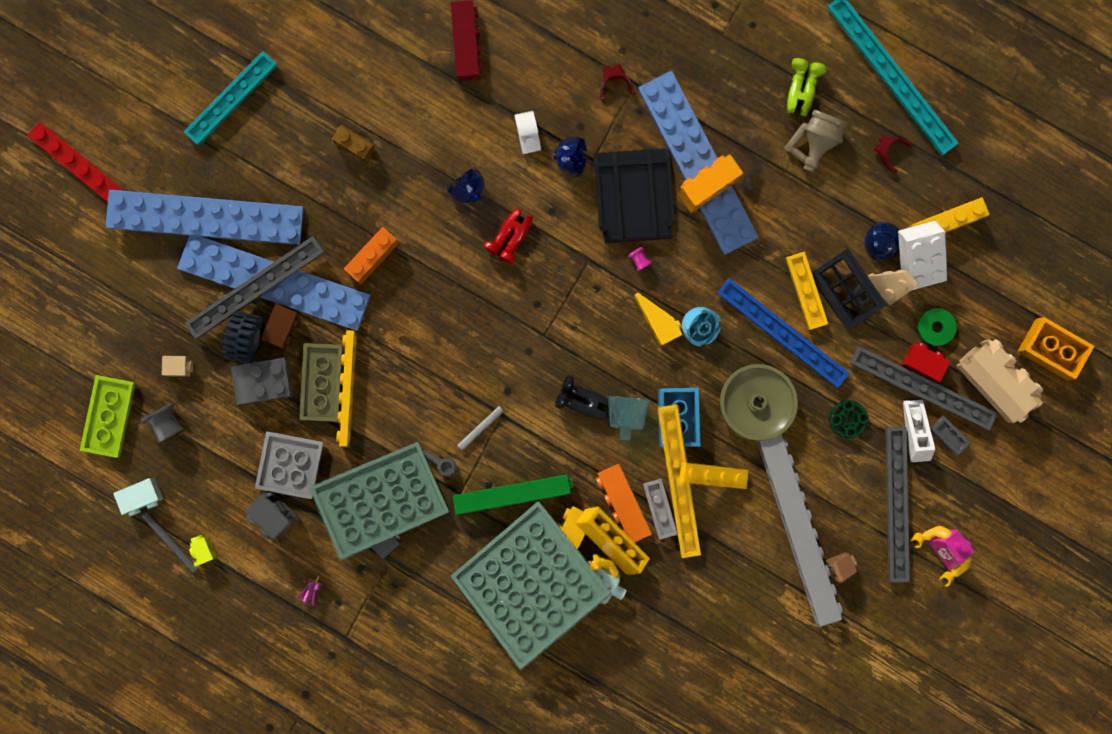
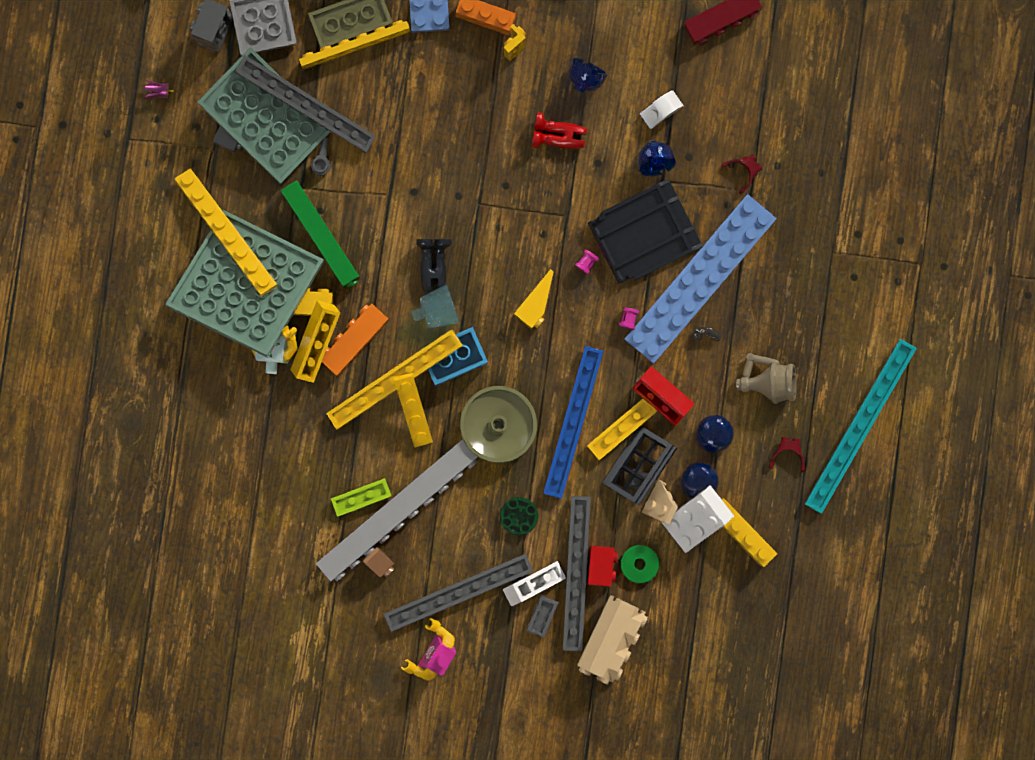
camera: 65 degrees right, 0 degrees up
(383, 458) = (304, 103): none -> dark grey plate
(410, 238) = (516, 43): none -> yellow bracket
(474, 582) = (226, 232): none -> yellow plate
(480, 428) = (369, 181): light grey bar -> none
(660, 509) = (363, 375): light grey plate -> none
(701, 325) = (546, 342): medium azure cylinder -> none
(708, 242) = (628, 318): none -> dark pink bush
(709, 182) = (681, 294): light orange brick -> none
(773, 558) = (361, 497): none -> lime plate
(793, 240) = (663, 396): none -> red brick
(800, 67) = (813, 340): lime piece -> none
(845, 209) = (714, 433): none -> clear blue cylinder
(1055, 349) = (664, 680): light orange brick -> none

